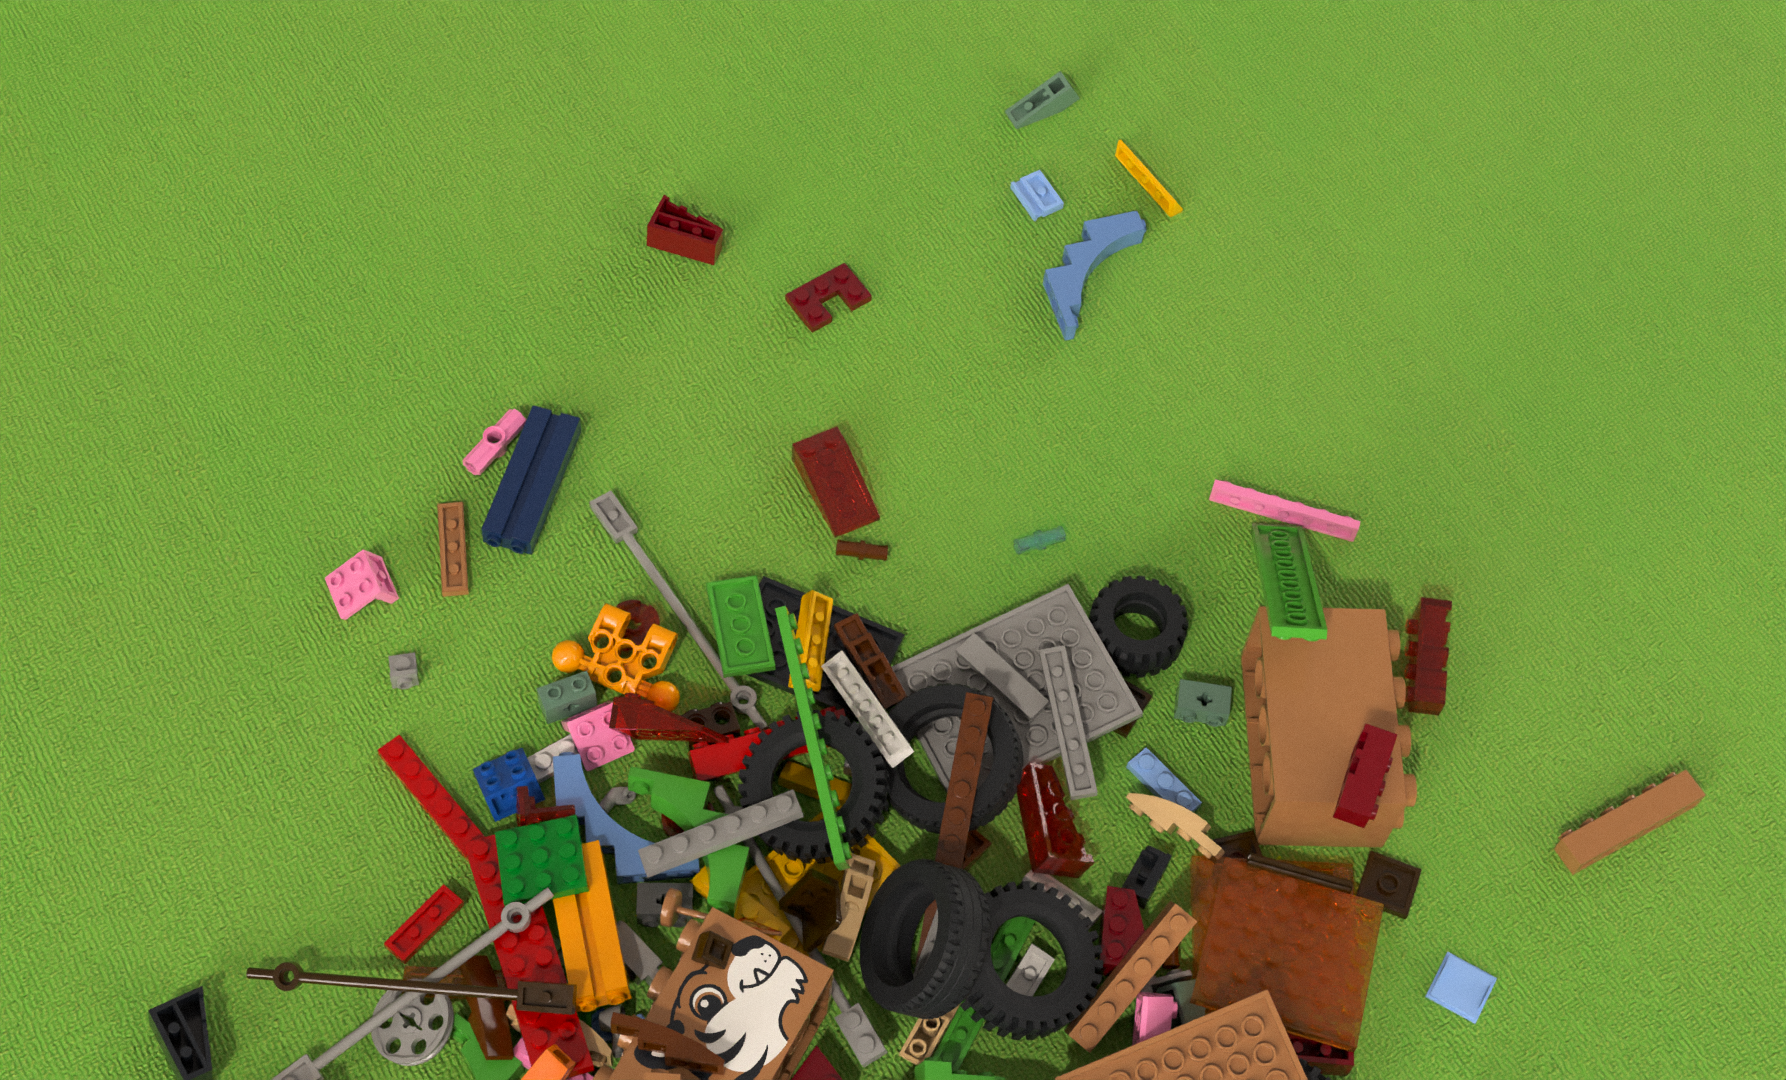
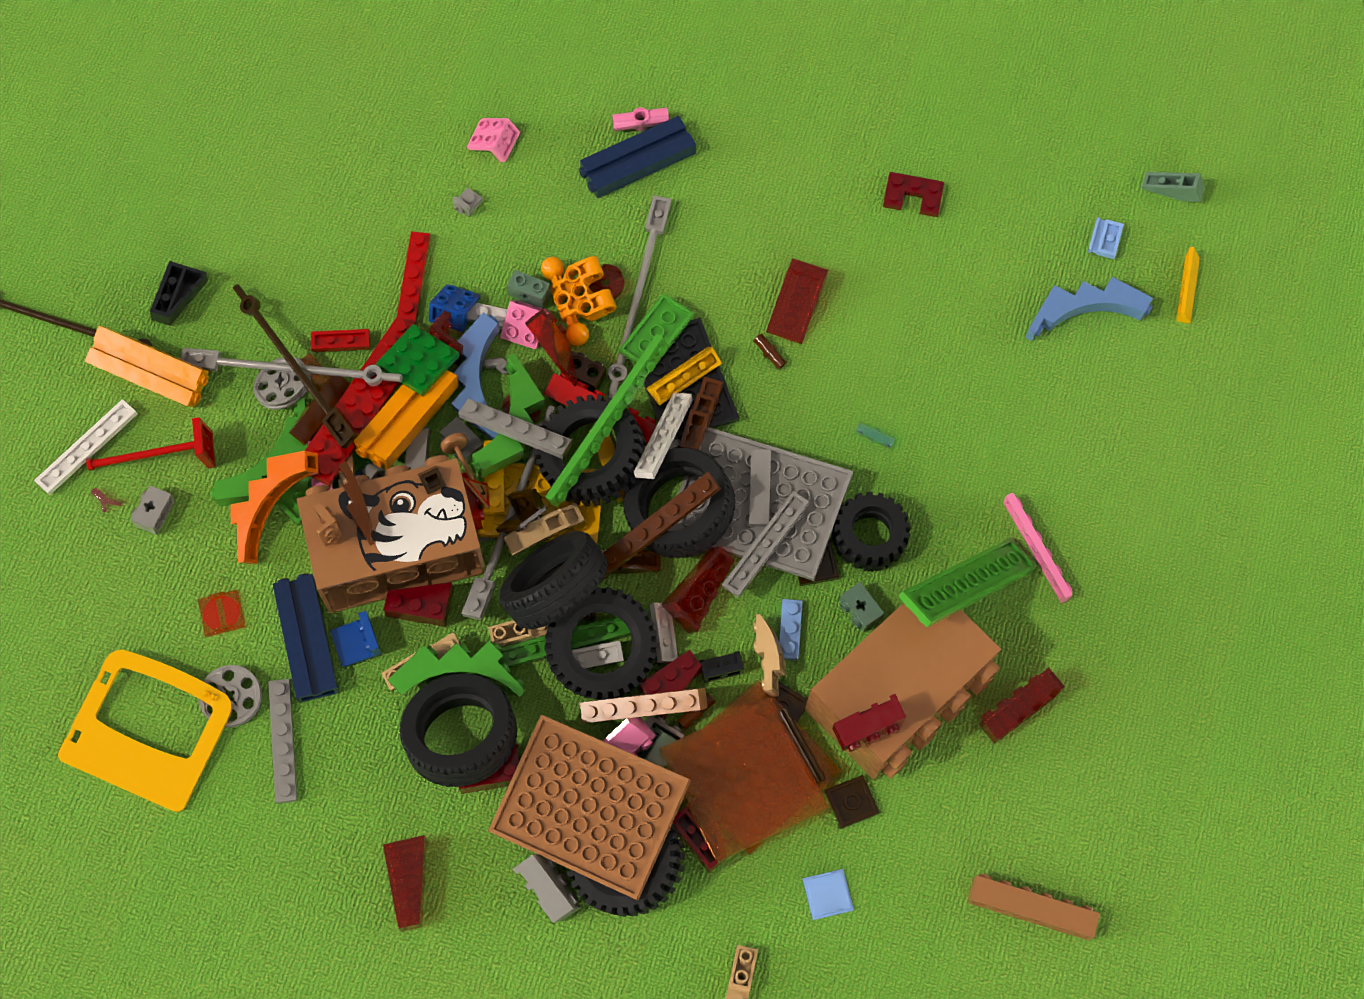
camera: 50 degrees right, 10 degrees up
(452, 549) = (560, 159): medium nougat tile -> none
(683, 233) = (868, 86): dark red wedge -> none

